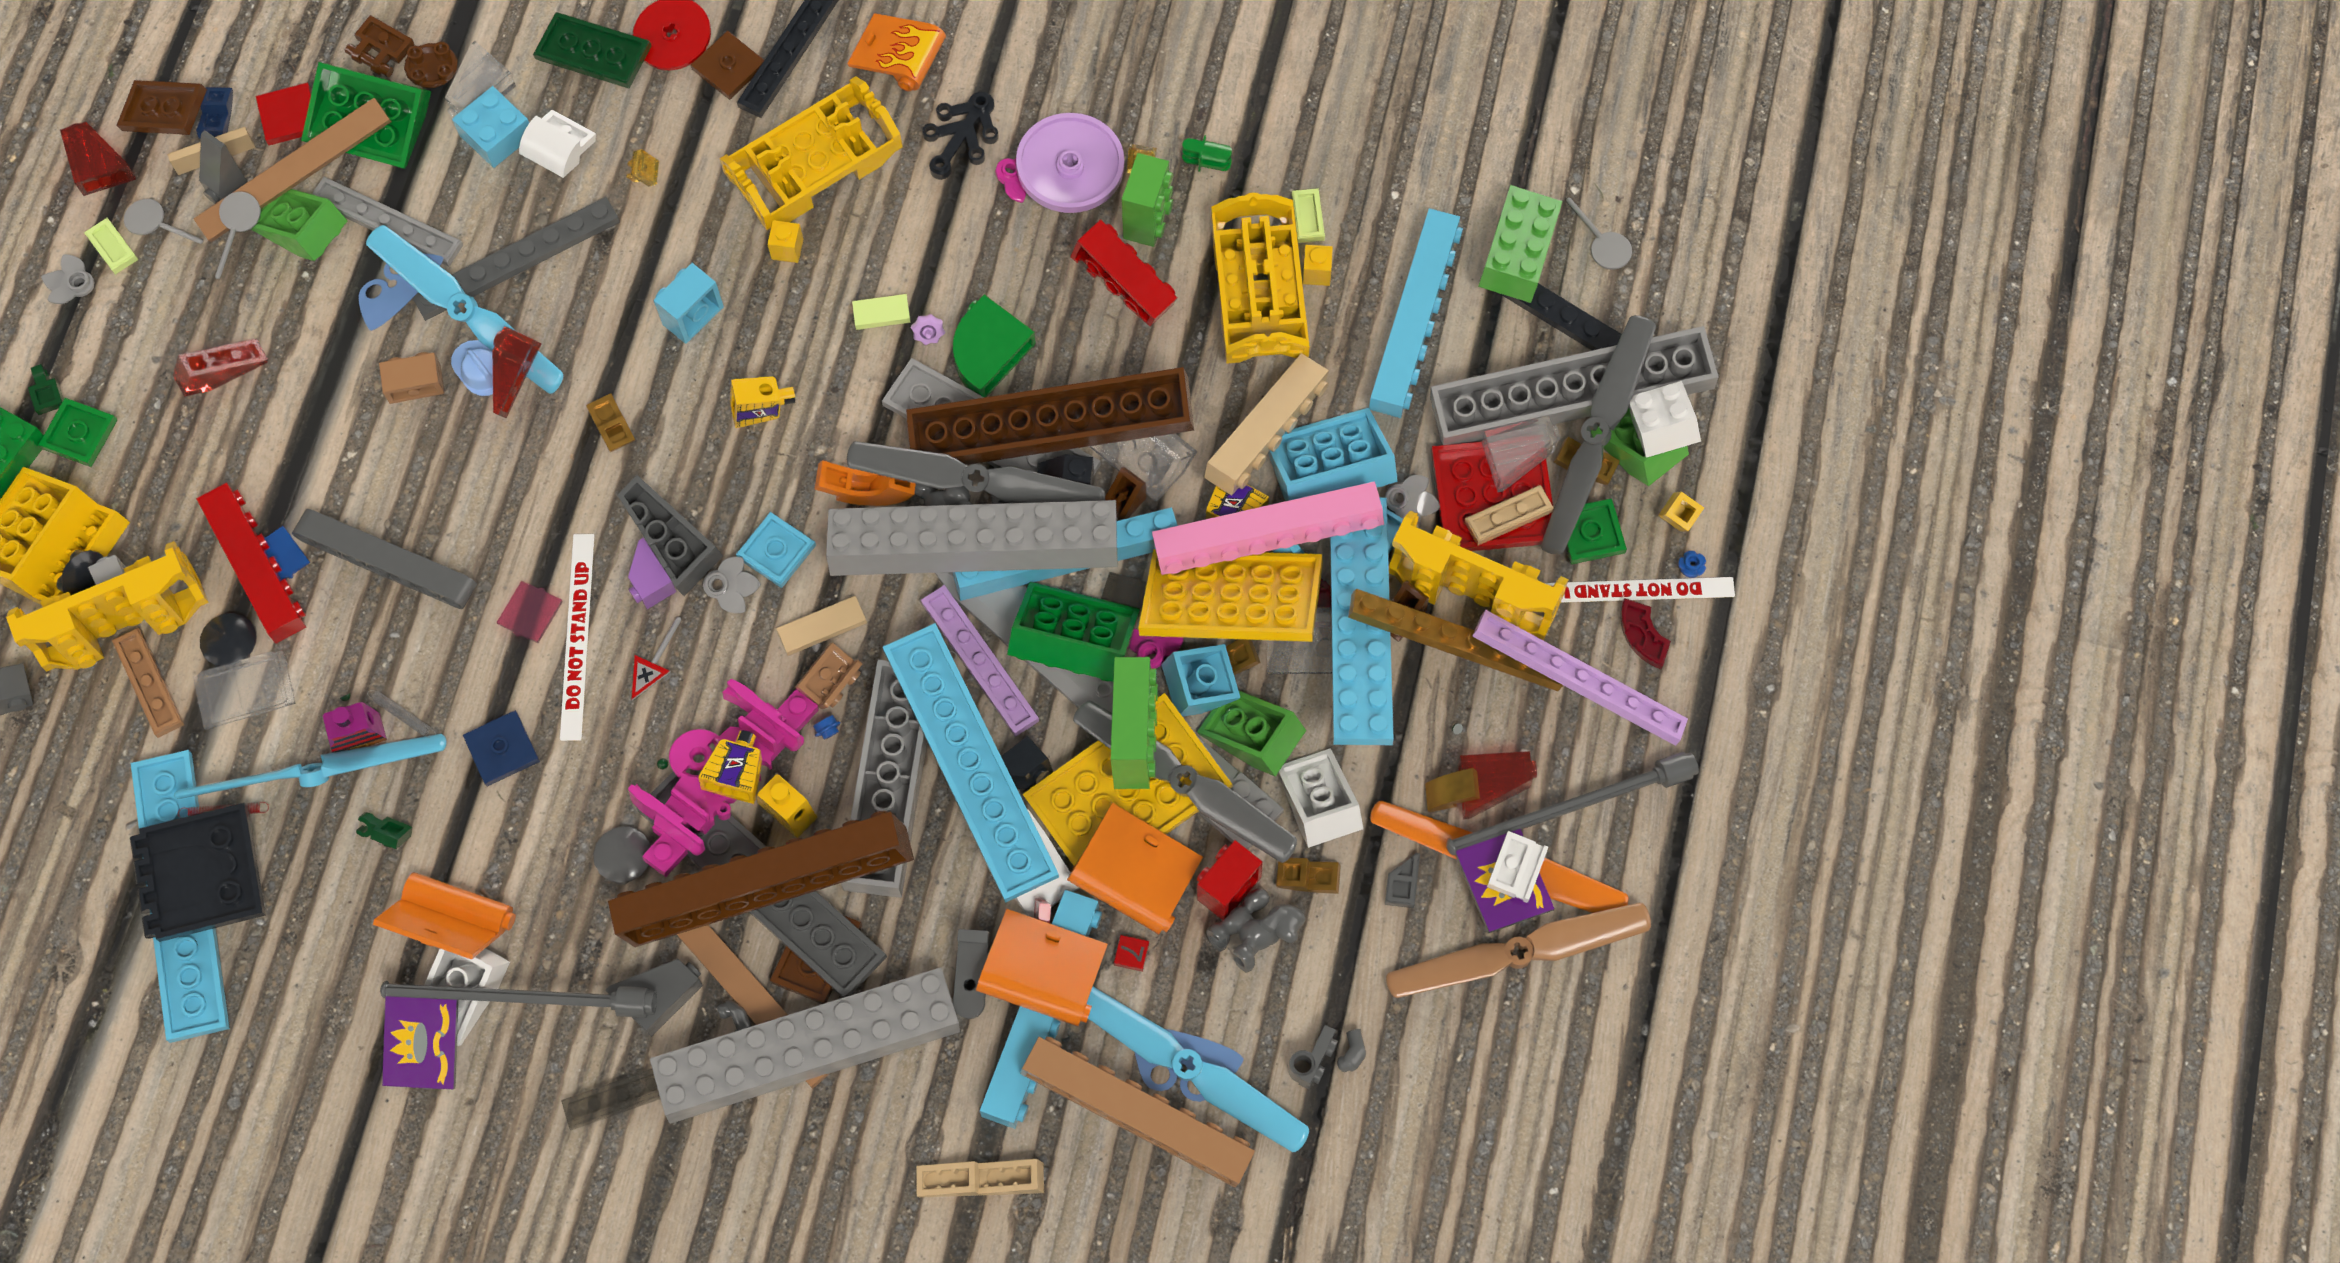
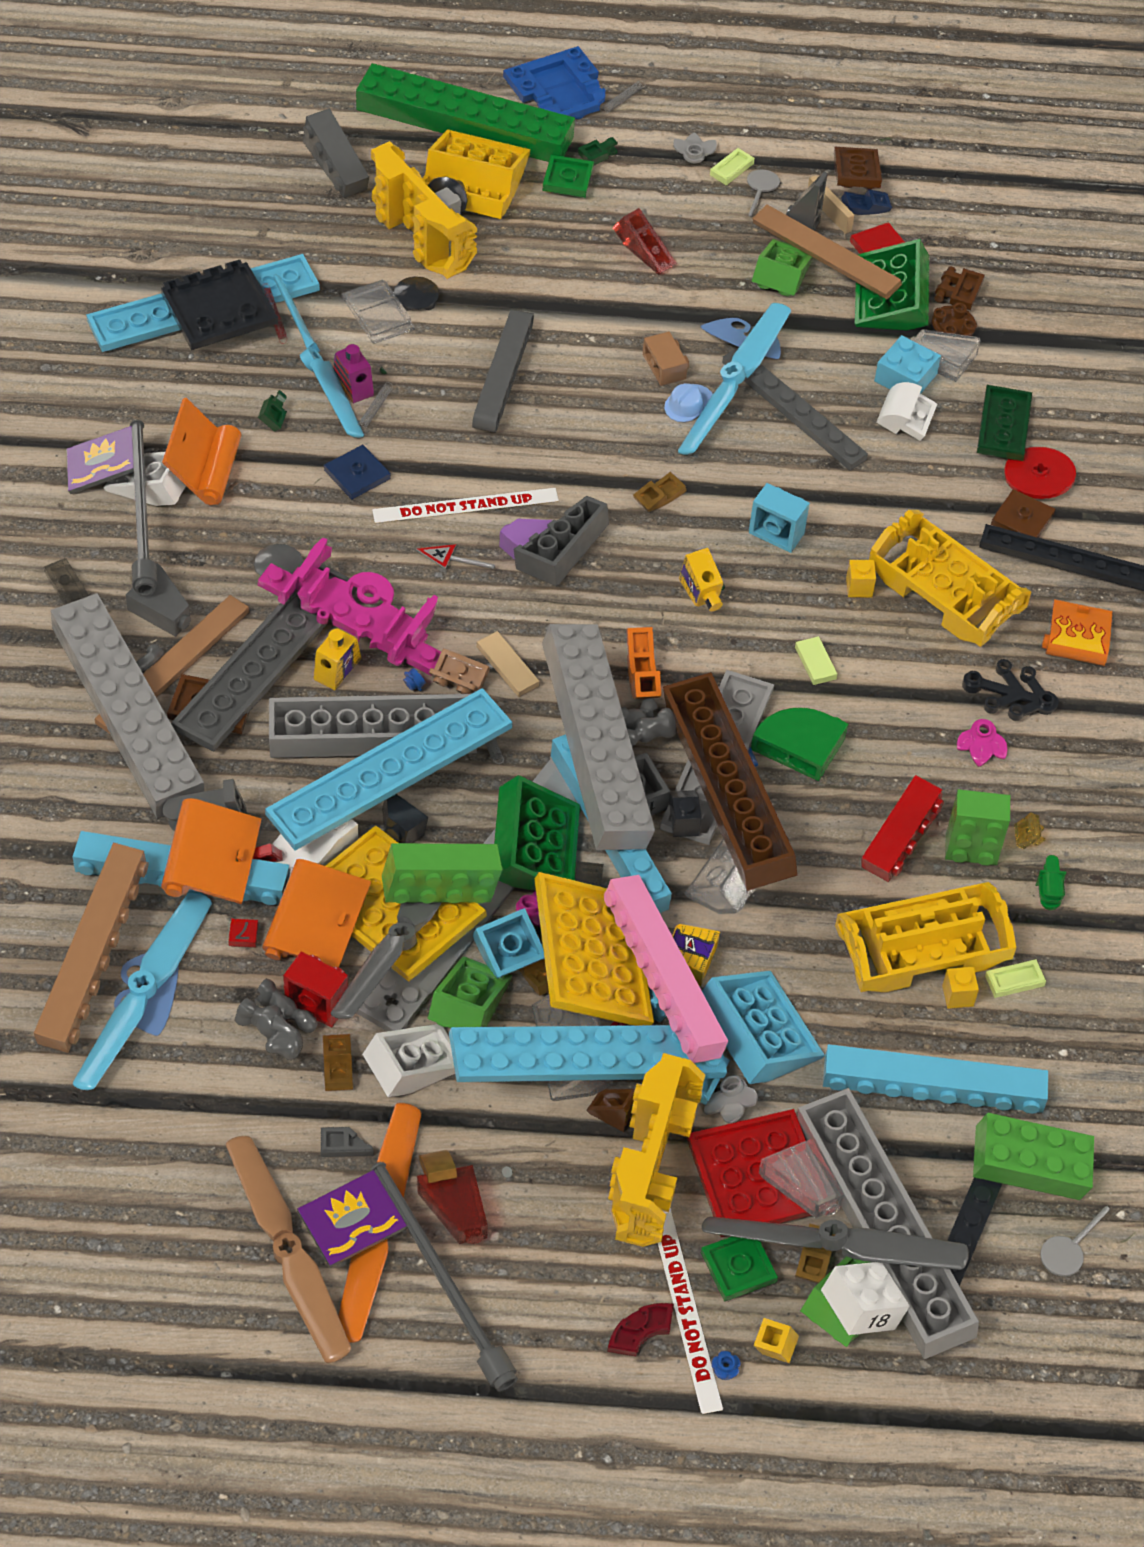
camera: 75 degrees right, 15 degrees down
(92, 160) = (800, 139): clear red slope -> none
(148, 682) = (372, 255): medium nougat tile -> none
(239, 214) = (776, 229): light grey piece -> none
(251, 563) = (481, 292): red brick -> none
(286, 553) = (492, 310): blue piece -> none
(374, 214) = (803, 322): light grey tile -> none
(511, 363) = (689, 411): clear red slope -> none
(529, 612) = (479, 471): clear pink piece -> none
(643, 168) = (902, 473): clear yellow tile -> none
(733, 769) = (357, 608): yellow torso -> none
(735, 585) = (531, 597): light grey plate -> none
(760, 879) = (260, 640): reddish brown brick -> none
(776, 550) = (568, 610): medium azure plate -> none
(927, 329) = (806, 693): lavender piece -> none
(946, 472) = (658, 711): dark grey piece -> none
(980, 661) = (486, 786): lavender plate -> none
(980, 1178) = (27, 851): tan slope -> none
(1070, 162) = (1008, 764): lavender dish -> none
(1128, 492) = (679, 863): reddish brown slope -> none
(1267, 424) = (777, 961): tan brick -> none
(1324, 1046) = (161, 1087): dark grey plate -> none
(1355, 1054) = (170, 1121): dark grey arm -> none
(1439, 635) = (585, 1142): pearl gold plate -> none
(1509, 515) = (735, 1182): tan tile -> none
(1517, 866) = (363, 1221): white plate -> none
(1580, 677) = (570, 1261): lavender plate -> none

